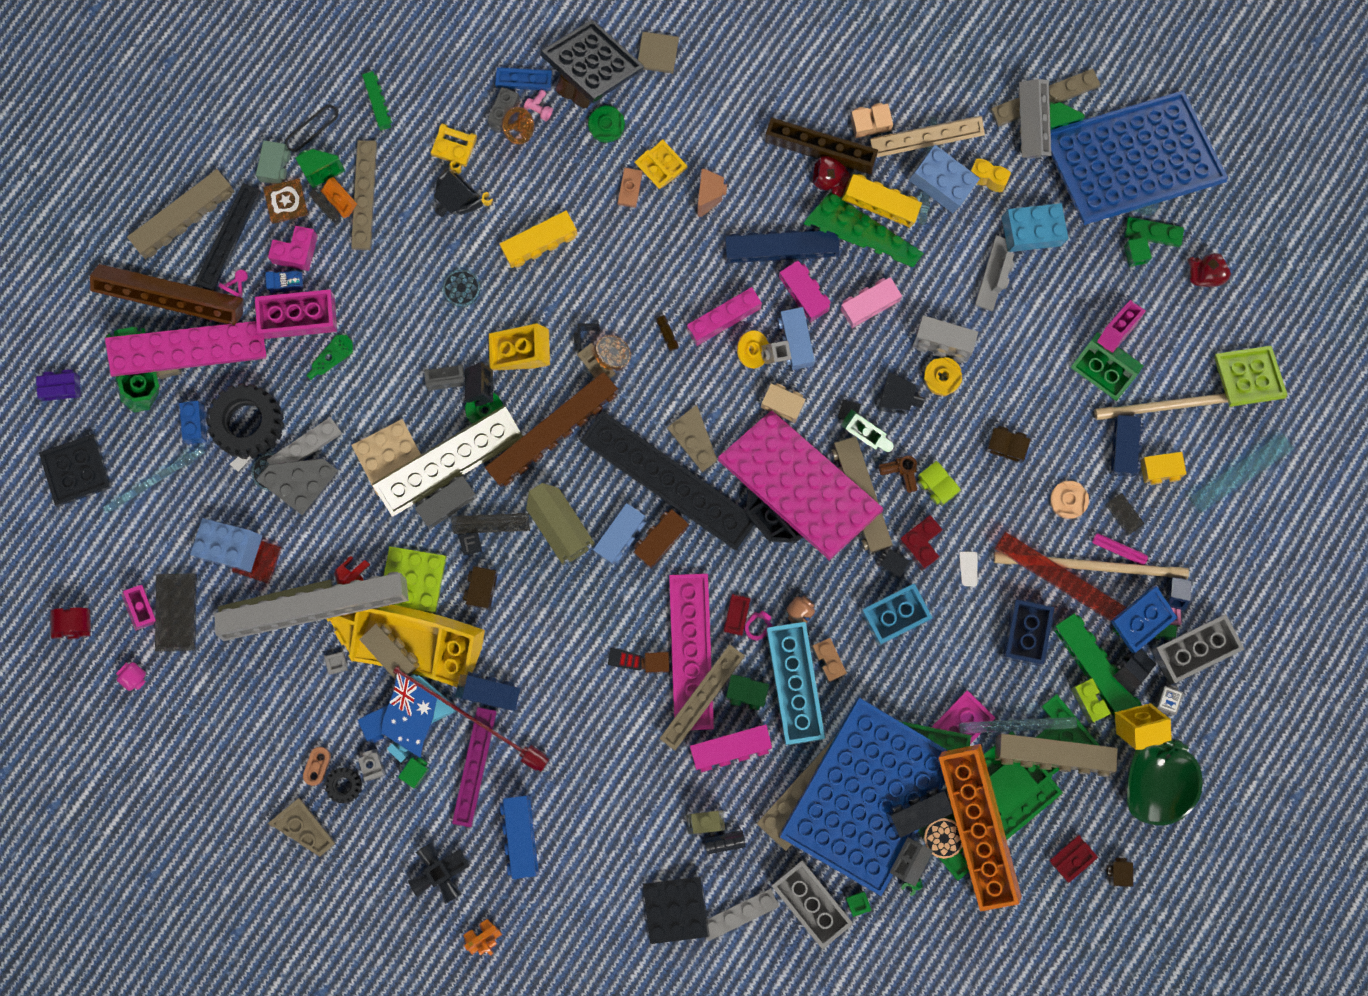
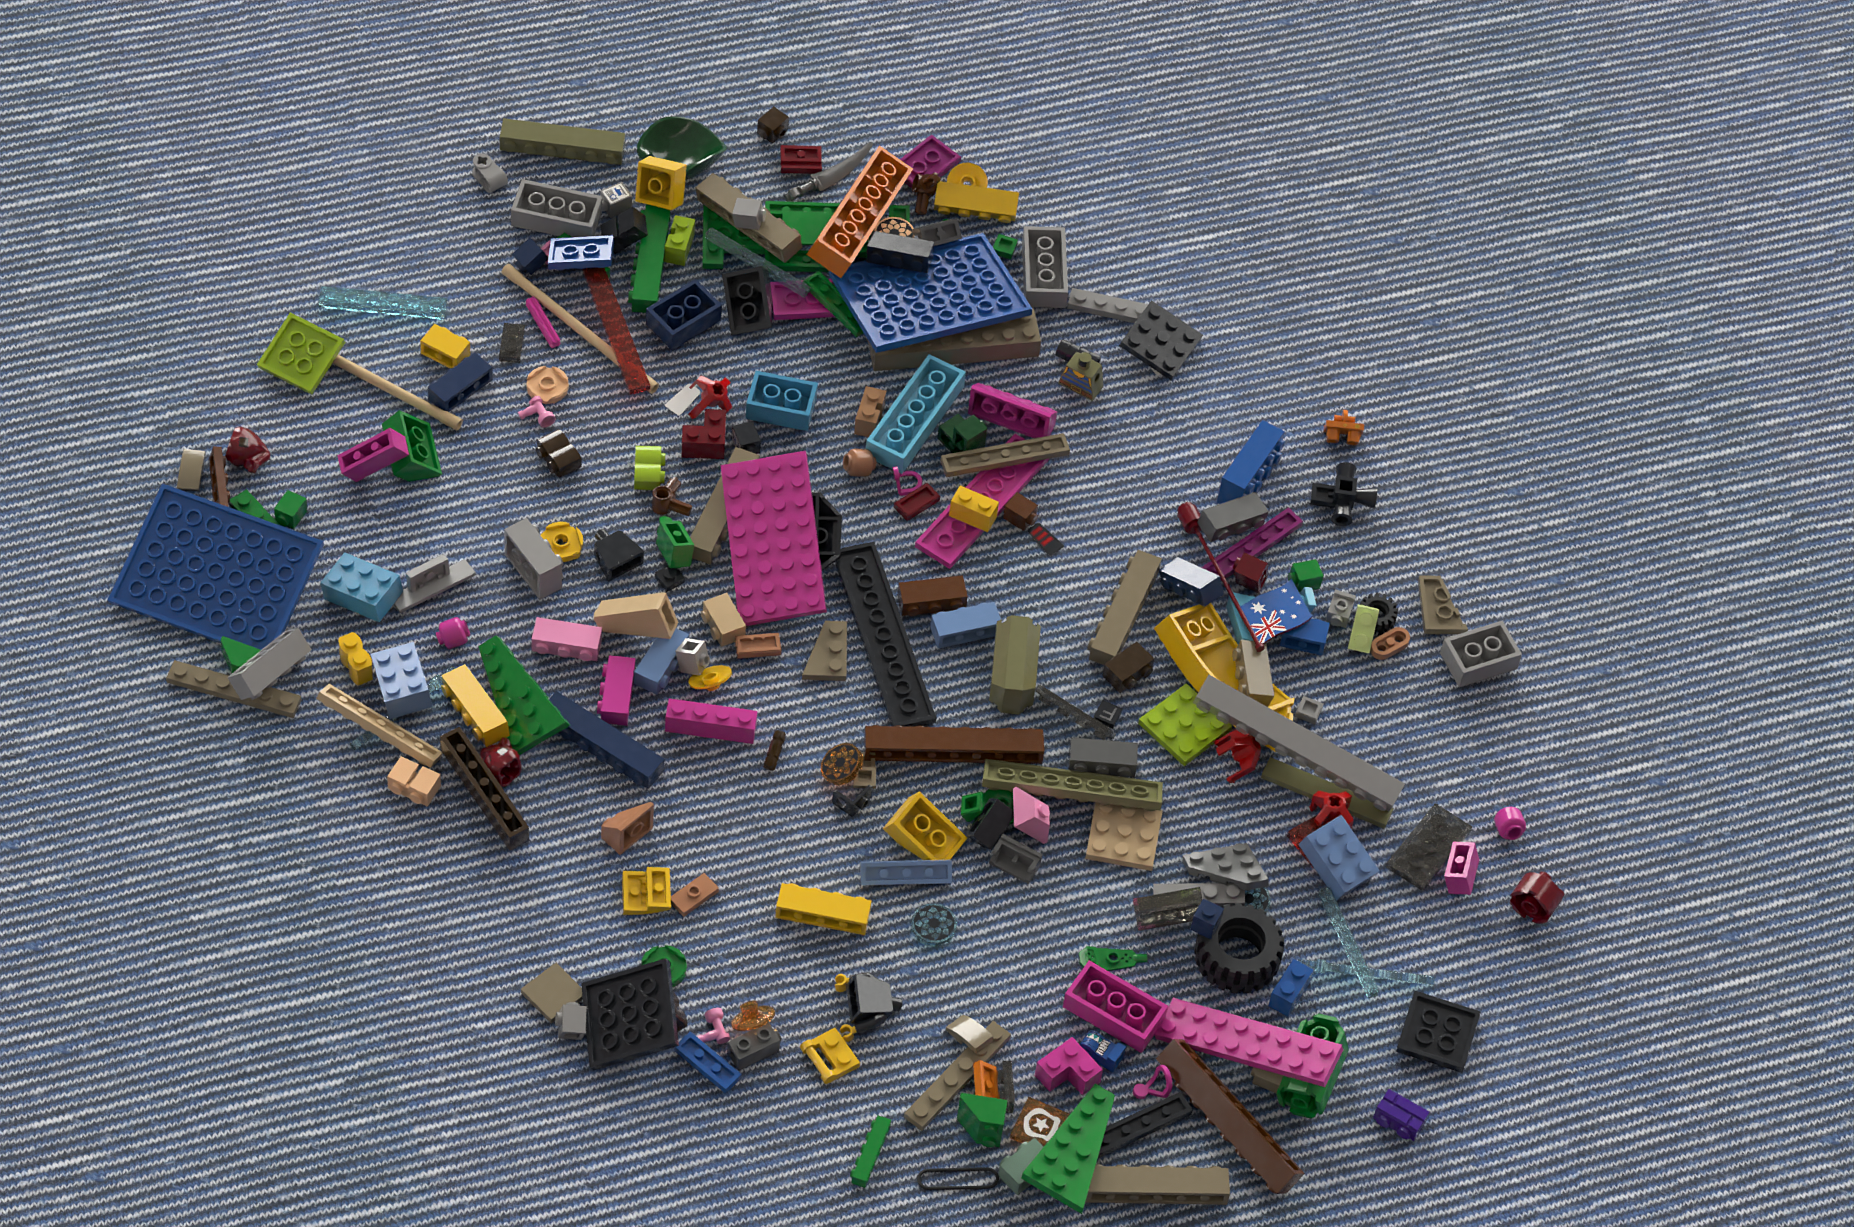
camera: 150 degrees left, 25 degrees down
(178, 488) = (1348, 942): none -> clear light blue axle
(242, 805) = (1480, 653): none -> light grey brick
(243, 179) = (1070, 1156): none -> green wing
(255, 579) = (1331, 806): none -> red piece
(269, 405) = (1207, 919): none -> dark blue brick
(312, 412) = (1167, 908): none -> clear smoke brick
(338, 754) = (1363, 628): none -> yellowish green brick
(377, 225) = (970, 1032): none -> dark tan slope
(452, 737) = (1250, 572): none -> dark red brick
(456, 410) = (1031, 815): none -> bright pink slope
(498, 776) = (1233, 517): none -> dark grey brick
(502, 390) = (972, 806): none -> green slope
(507, 308) = (905, 872): none -> medium blue plate
(521, 639) = (1125, 607): none -> dark tan brick
(626, 35) = (571, 1021): none -> light grey brick
(685, 627) = (973, 508): none -> yellow brick
(744, 403) = (758, 645): none -> nougat plate
(835, 345) = (638, 615): none -> tan slope
(912, 927) = (976, 201): none -> yellow brick
(934, 932) = (968, 173): none -> yellow dish
(946, 246) = (453, 633): none -> dark pink head
(946, 575) = (713, 394): none -> red piece
(958, 905) = (924, 188): none -> reddish brown axle
(982, 939) = (930, 157): none -> magenta tile
(995, 686) = (748, 300): none -> black slope
(1039, 865) = (830, 176): none -> dark grey sword
(1052, 744) = (748, 213): none -> light grey brick
(1057, 472) = (545, 417): none -> bright pink piece
(1191, 224) = (218, 477): none -> reddish brown plate
(1231, 230) = (191, 470): none -> dark tan slope
(1254, 721) = (562, 141): none -> olive brick
(1274, 645) = (488, 173): none -> light grey piece

